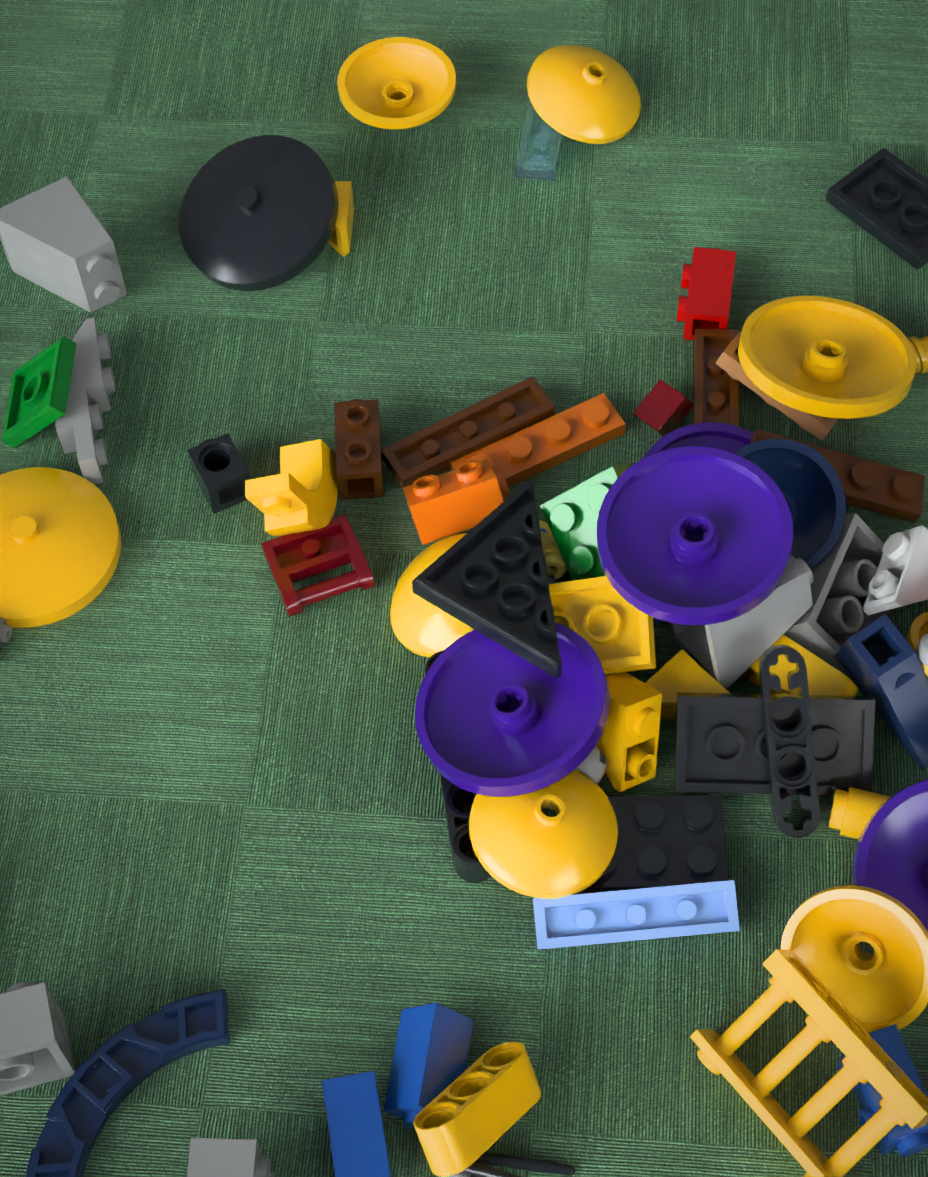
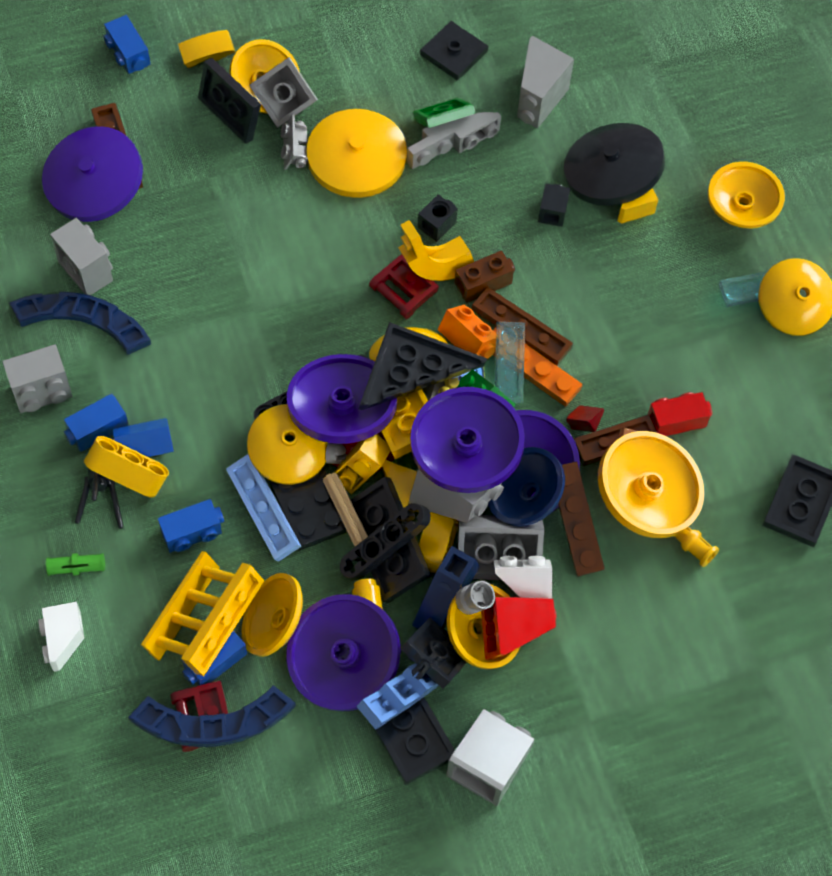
camera: 60 degrees right, 5 degrees up
(281, 315) = (554, 204): none -> black brick
(525, 456) = (510, 359): none -> clear light blue plate
(625, 1045) = (191, 526): none -> blue brick
(697, 785) = (345, 508): none -> tan axle

